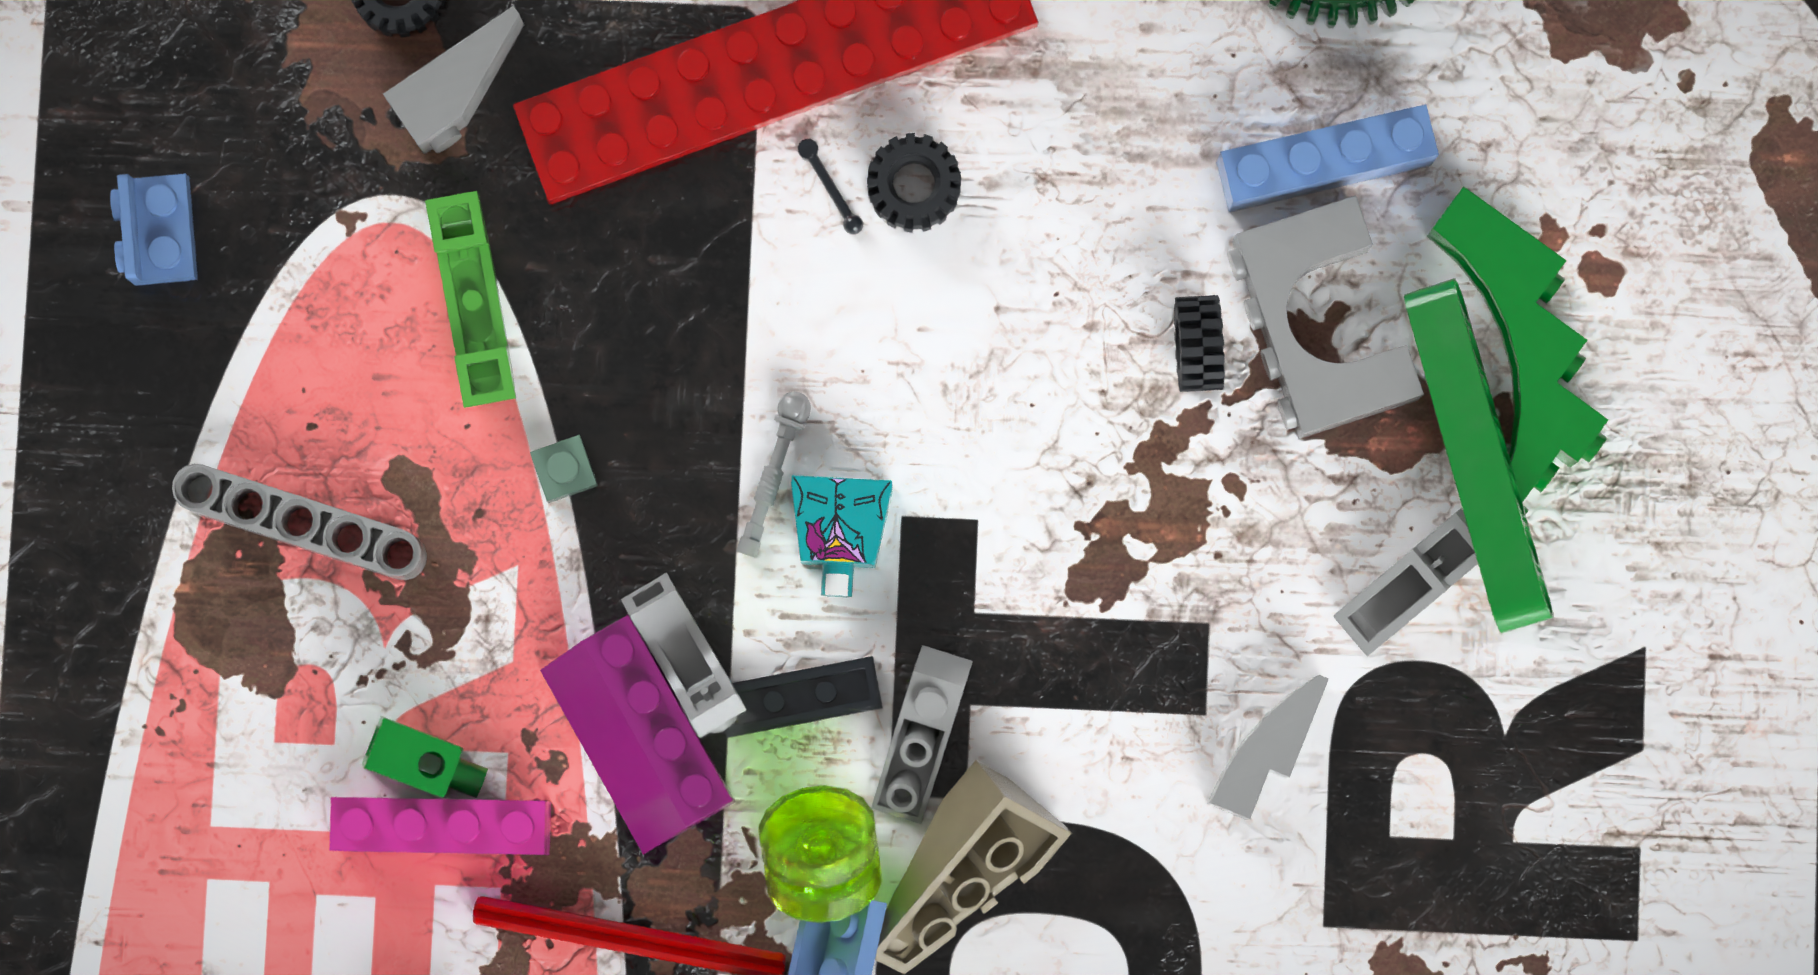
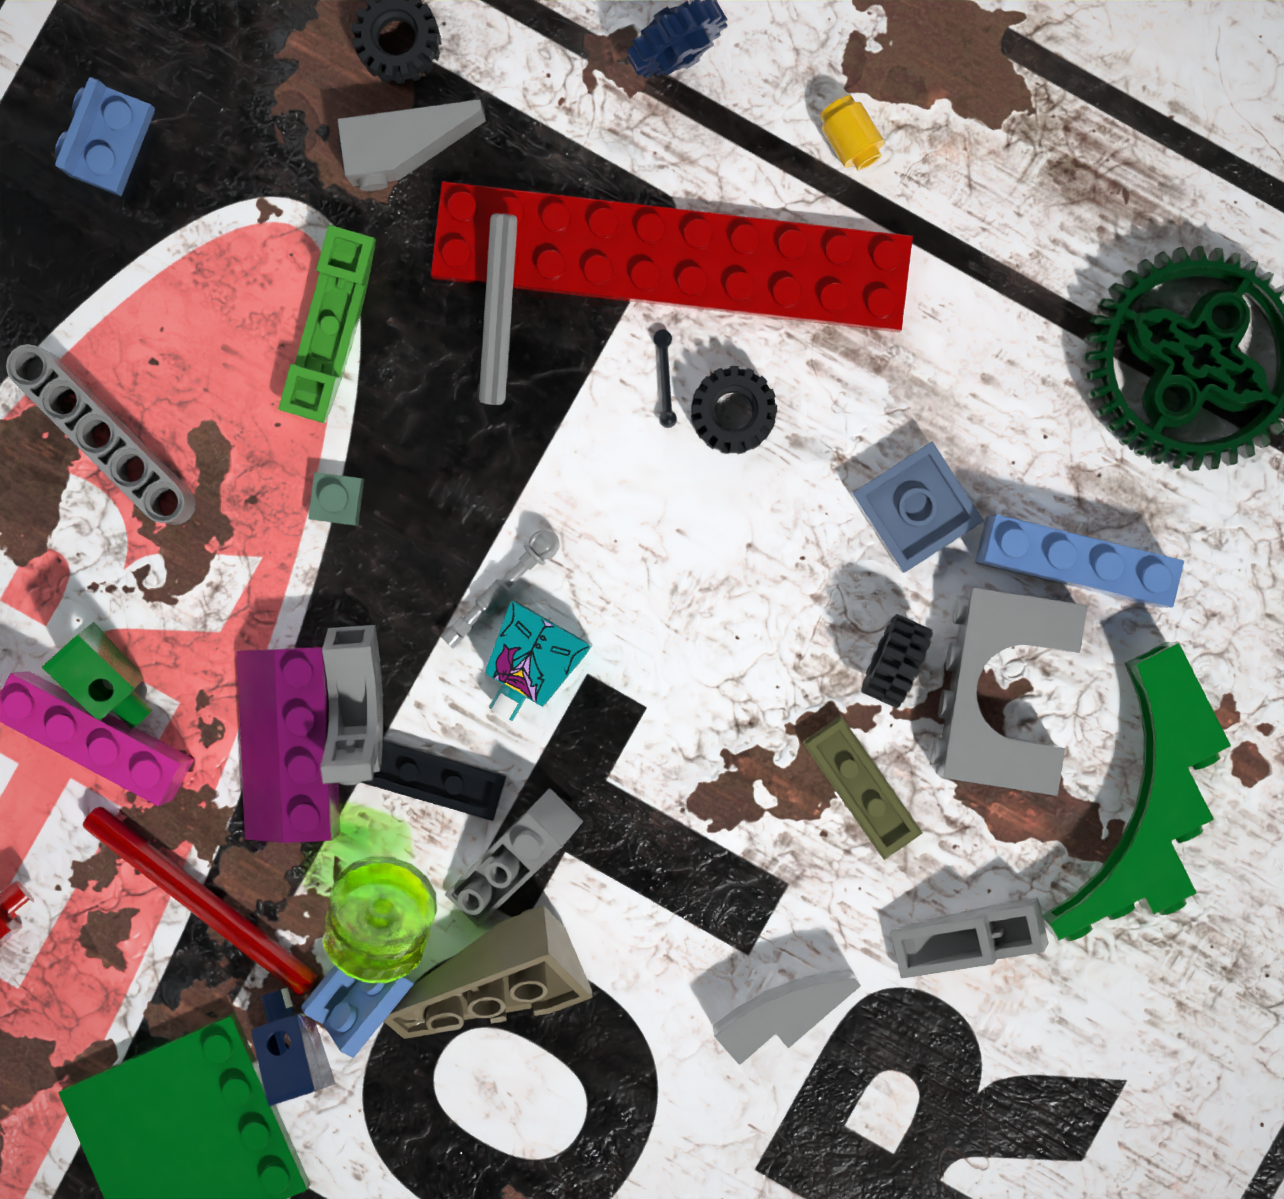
camera: 25 degrees right, 5 degrees up
(632, 200) = (498, 309): none -> light grey axle
(1142, 186) = (917, 507): none -> sand blue plate
(1231, 489) = (862, 787): none -> olive tile
(1478, 456) = (1075, 872): green beam -> none

